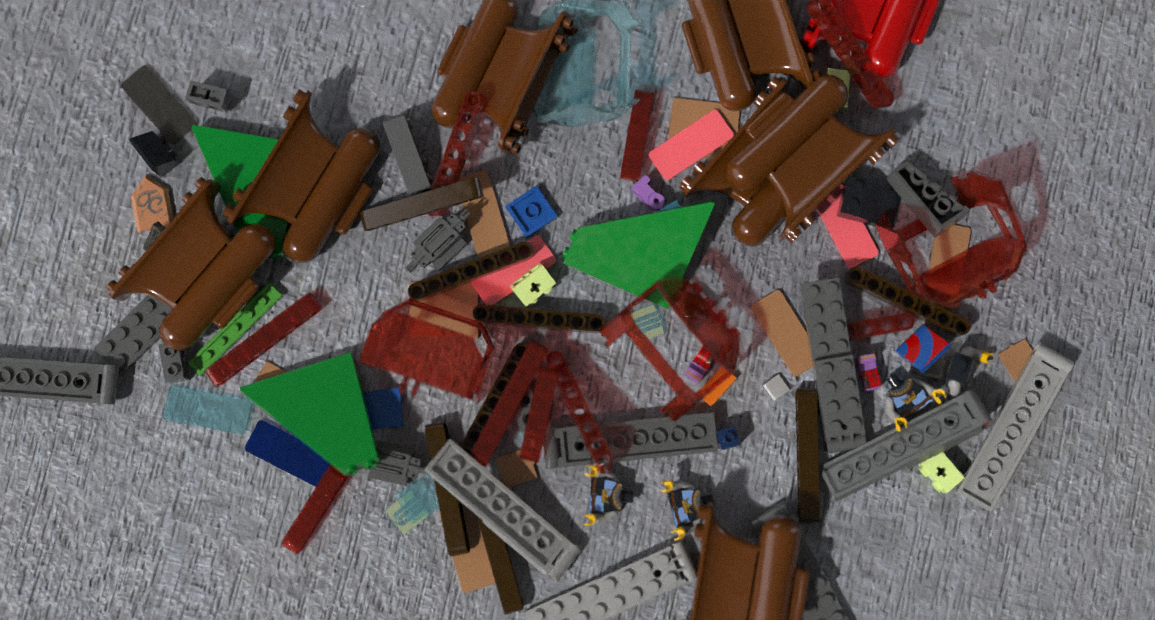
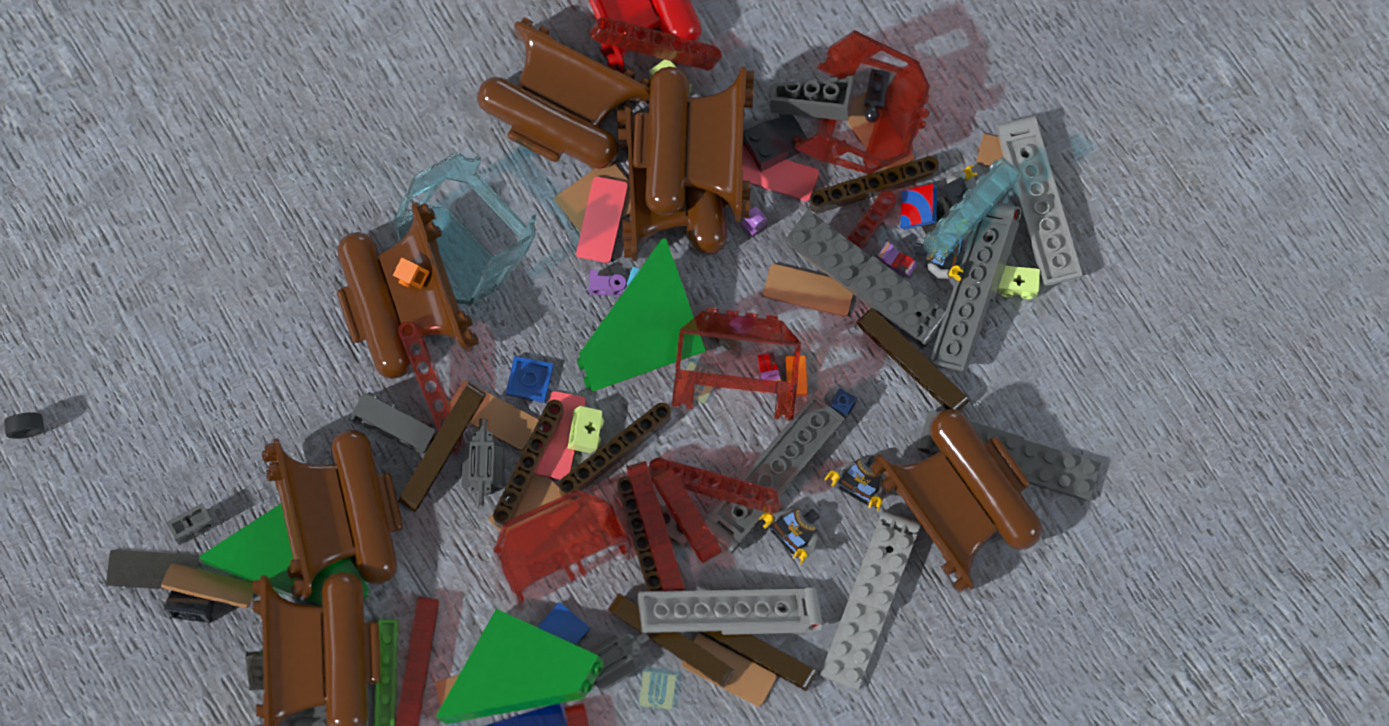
camera: 50 degrees left, 10 degrees down
(151, 204) = (223, 651): nougat tile -> none
(179, 149) = (208, 585): none -> medium nougat piece
(416, 501) = (657, 673): clear light blue piece -> none
(513, 60) = (410, 274): none -> orange brick
(515, 470) = (707, 576): medium nougat piece -> none
(636, 136) = (556, 251): clear red beam -> none
(776, 387) = (840, 335): white slope -> none
(796, 249) = (755, 222): none -> medium lavender leg
(957, 390) = (971, 209): none -> clear light blue brick
(974, 237) = (876, 94): none -> black plate

